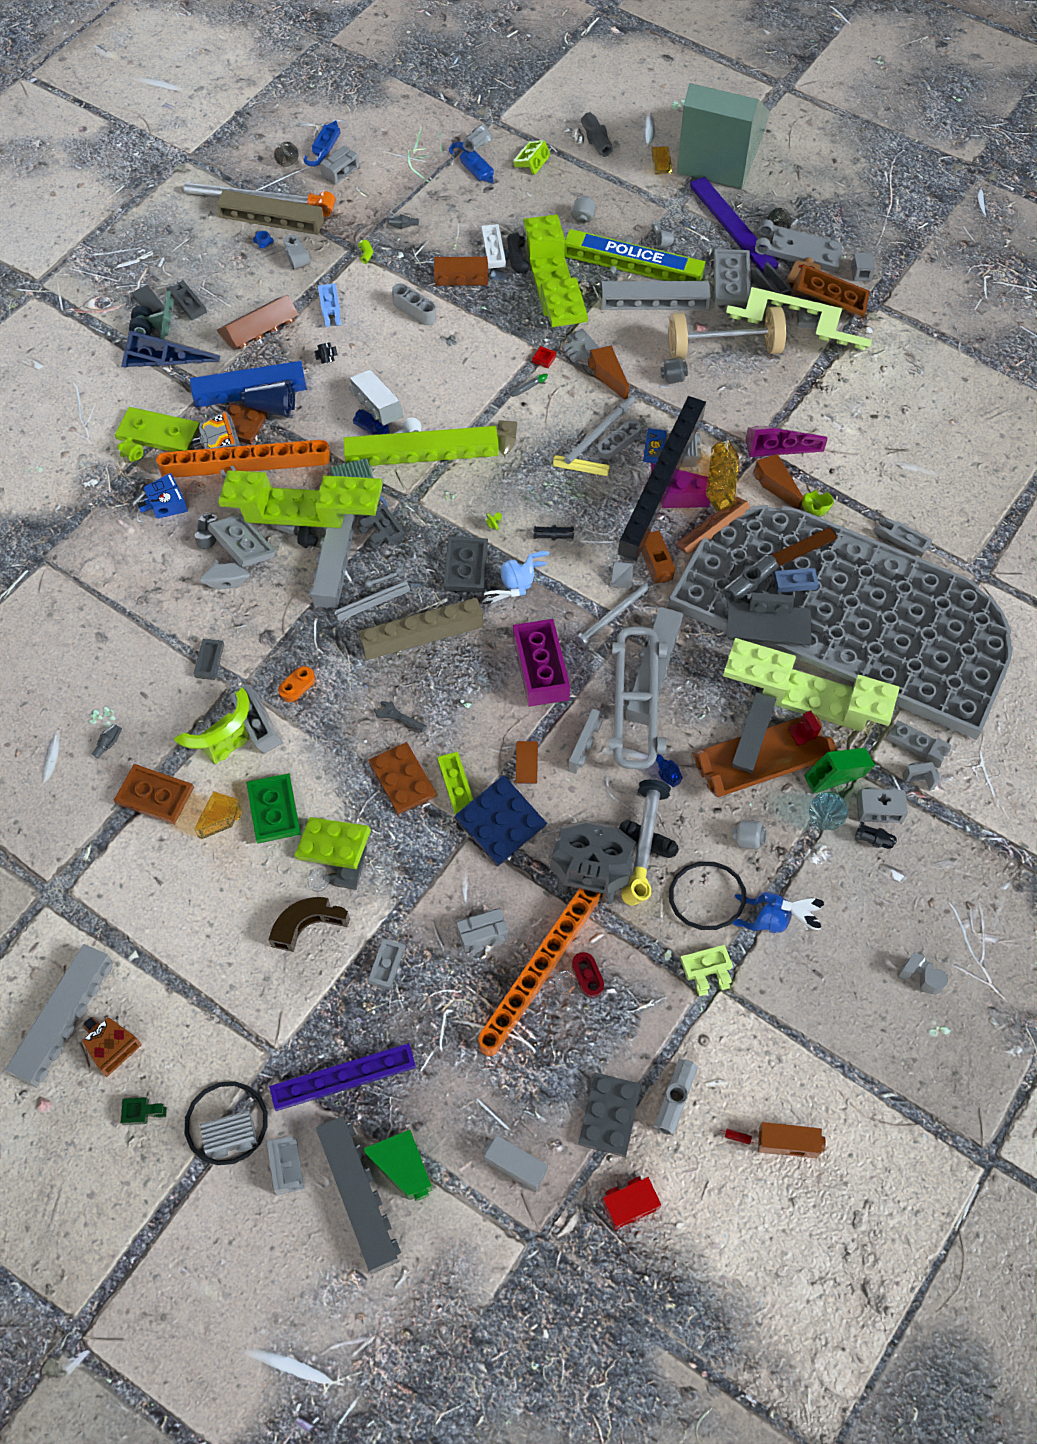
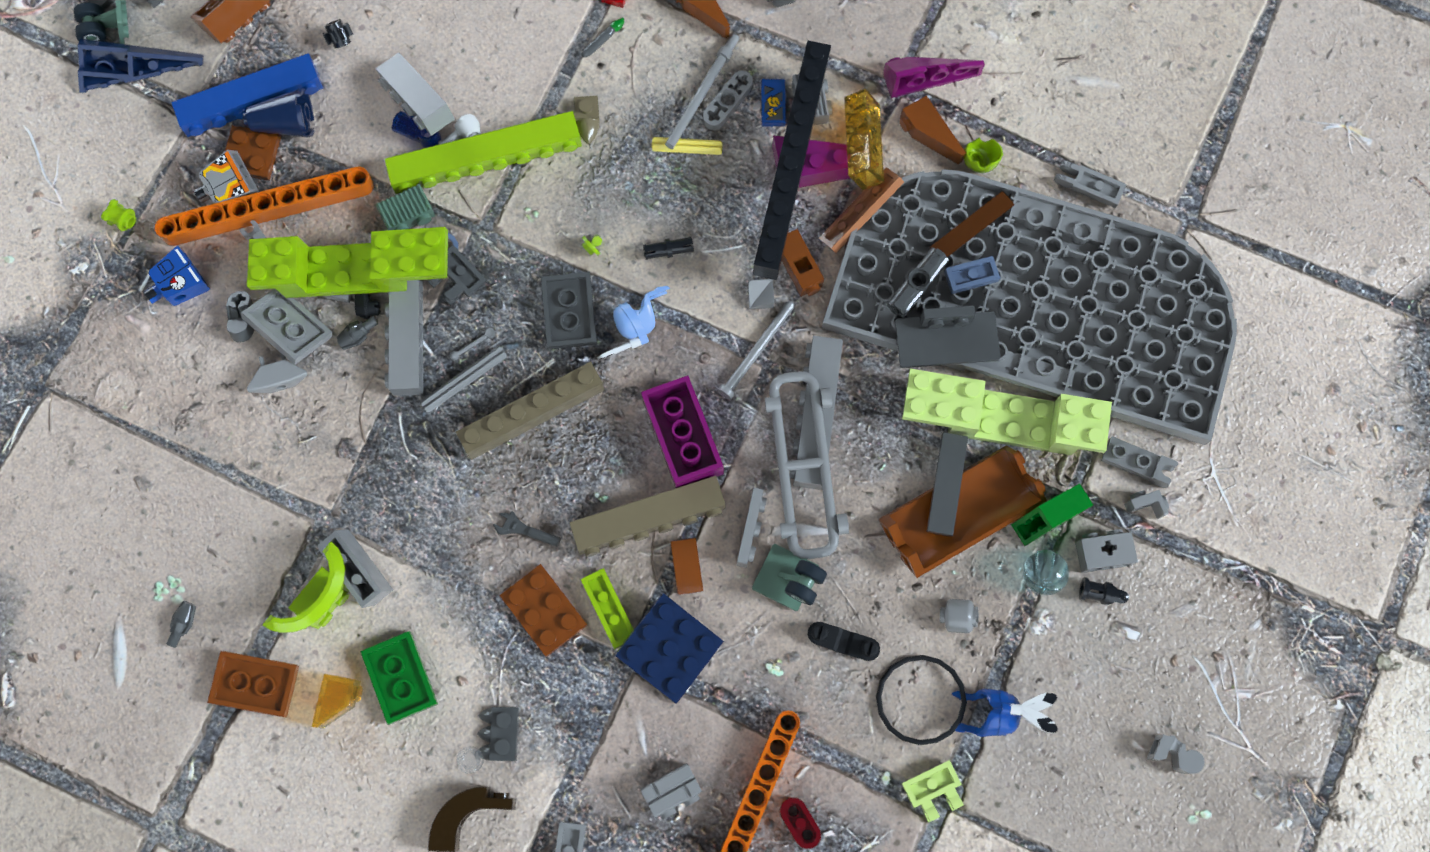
camera: 10 degrees left, 15 degrees up
(157, 430) = (147, 180): lime plate -> none
(208, 659) = (280, 492): dark grey tile -> none
(294, 555) = (355, 333): none -> dark grey piece
(297, 683) = (394, 507): orange plate -> none
(332, 842) = (478, 712): lime plate -> none
(501, 719) = (647, 516): none -> dark tan brick
(564, 982) = (775, 837): clear tile -> none
(592, 858) = (785, 660): dark grey brick -> none
(610, 783) = (788, 578): none -> sand green plate
(653, 791) = (841, 653): piece -> none
(669, 771) = (855, 550): clear blue piece -> none
(805, 730) = (1006, 472): dark red bracket -> none

